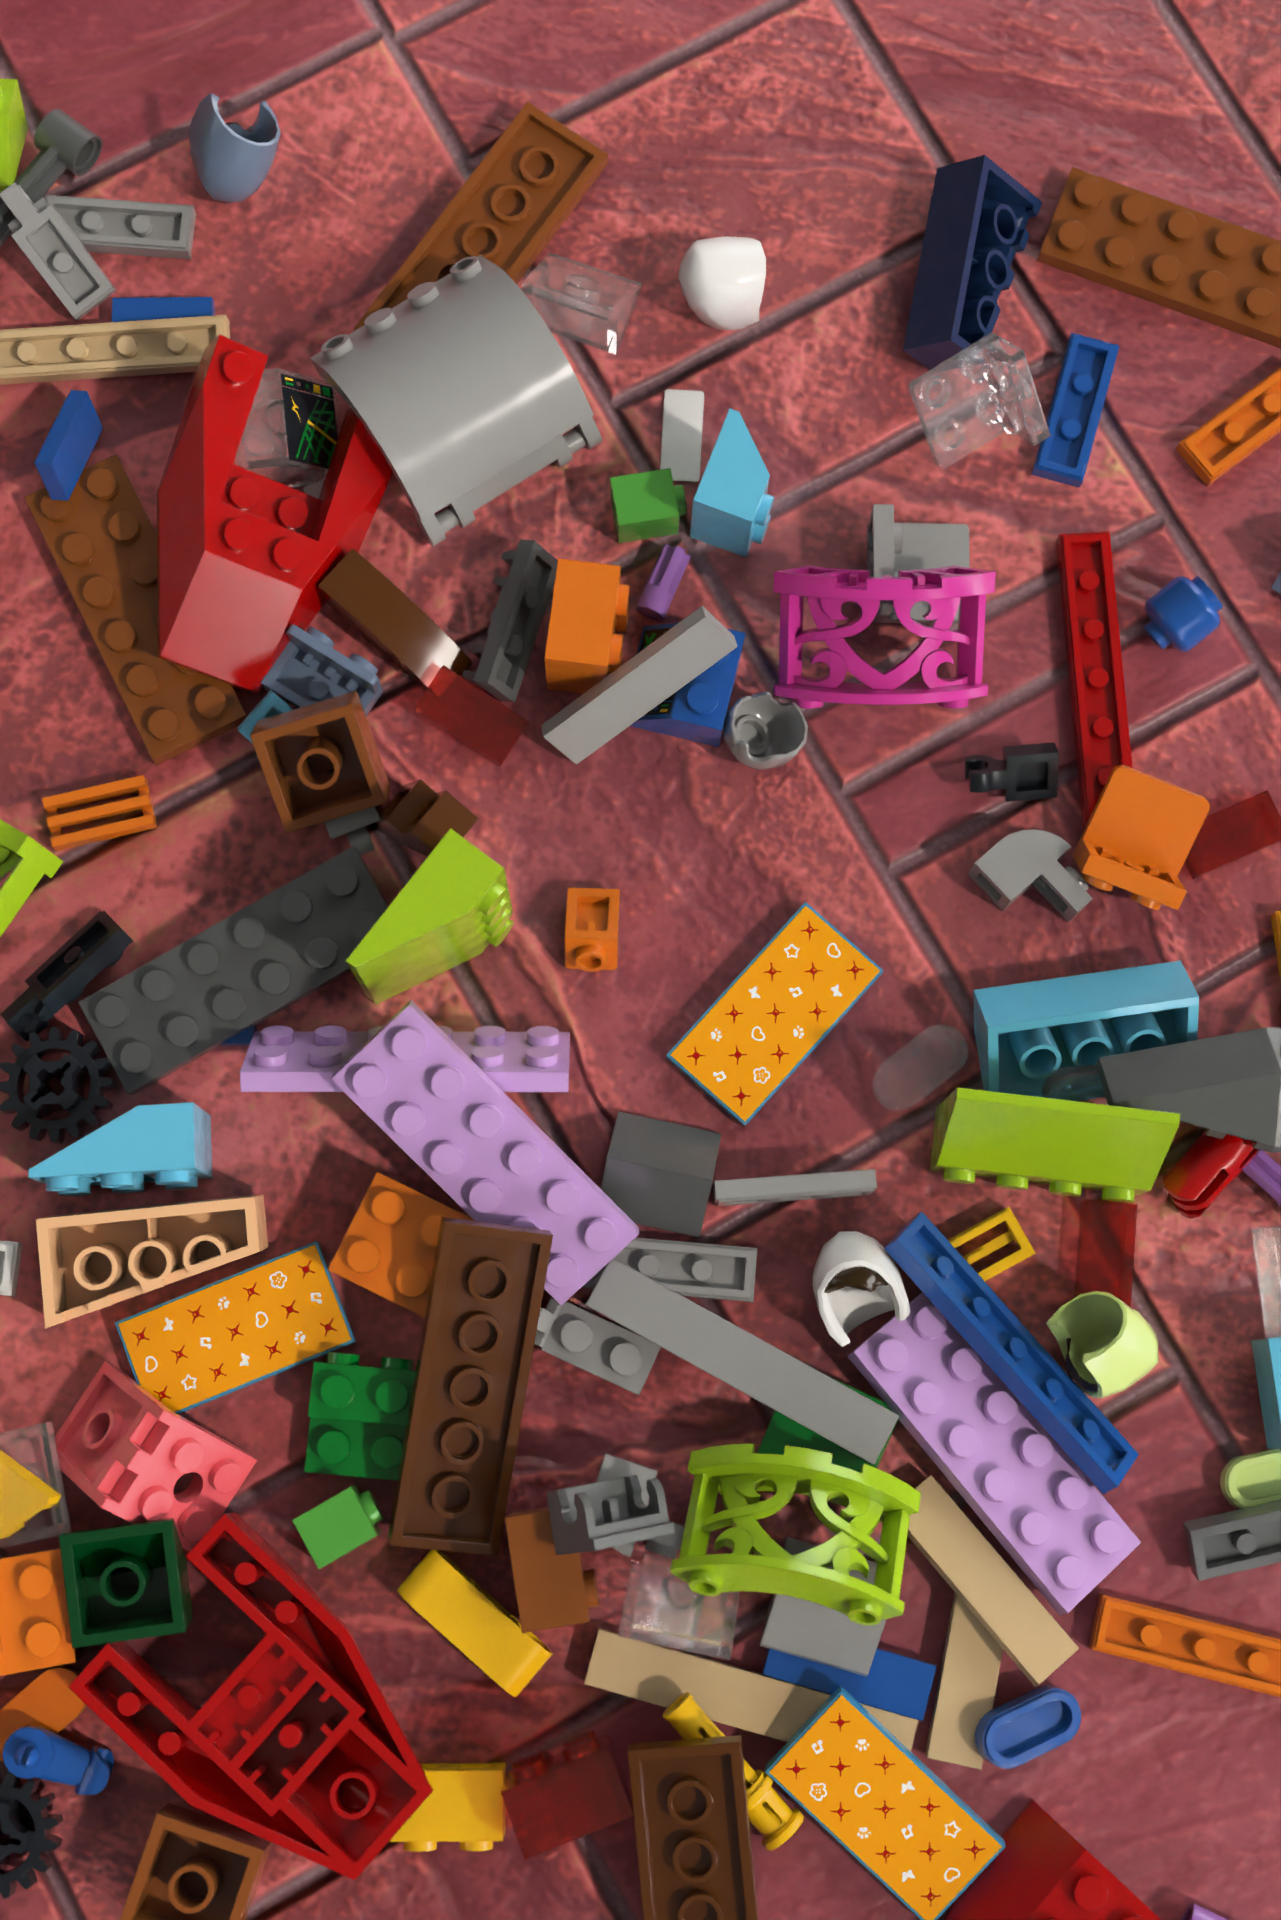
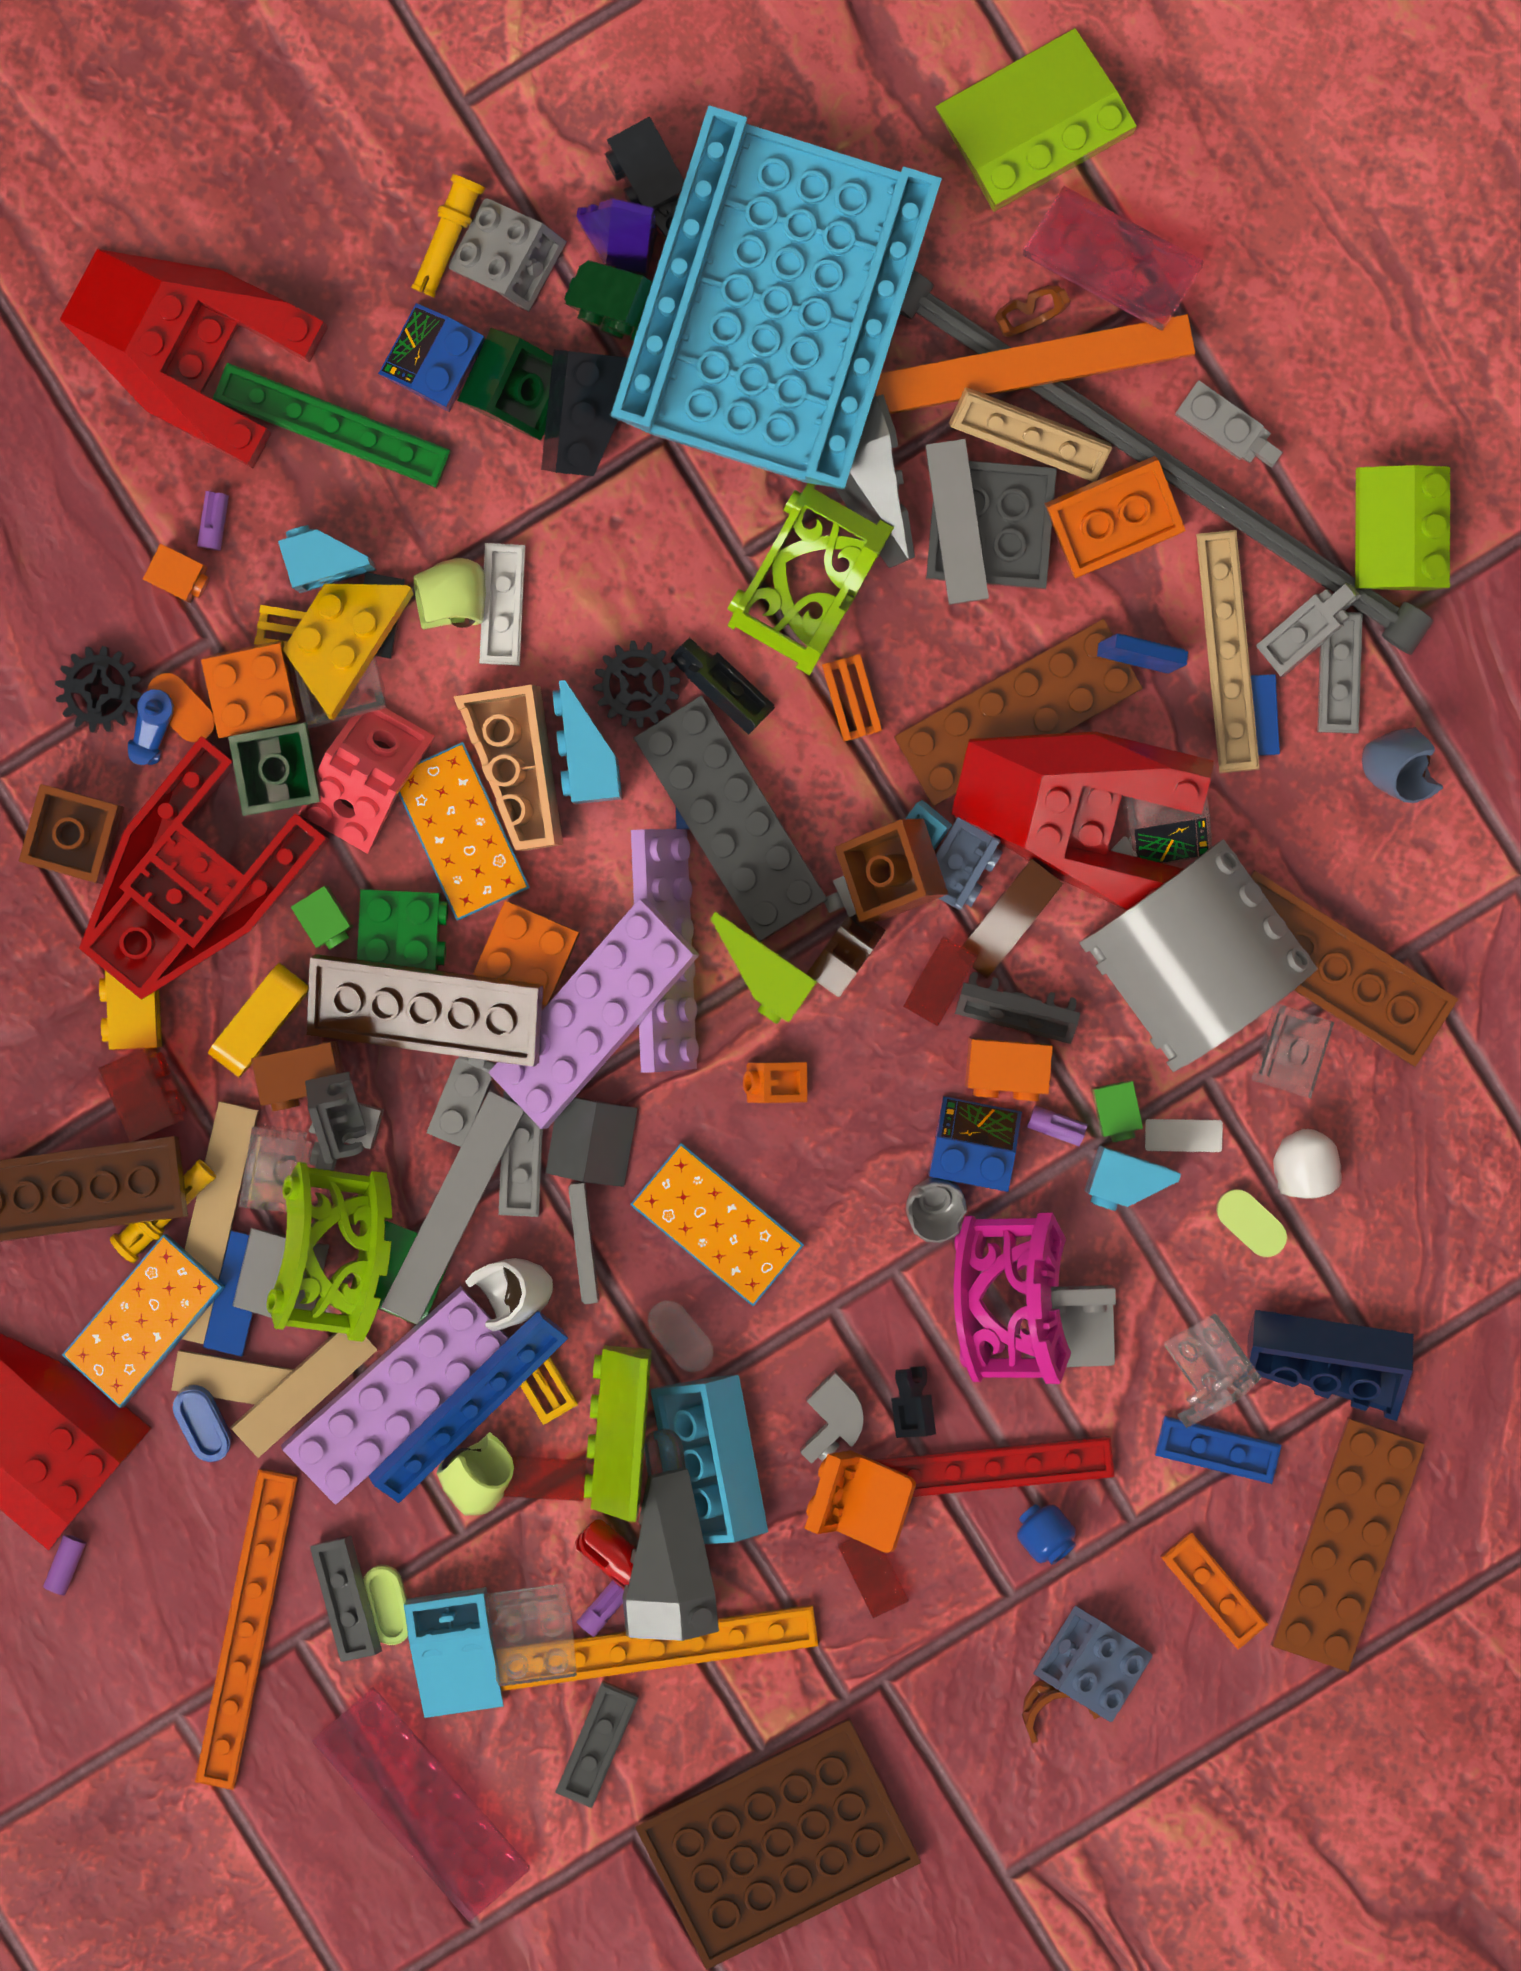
camera: 90 degrees right, 10 degrees up
(639, 685) = (960, 1111): light grey tile -> none
(794, 357) = (1251, 1223): none -> yellowish green tile

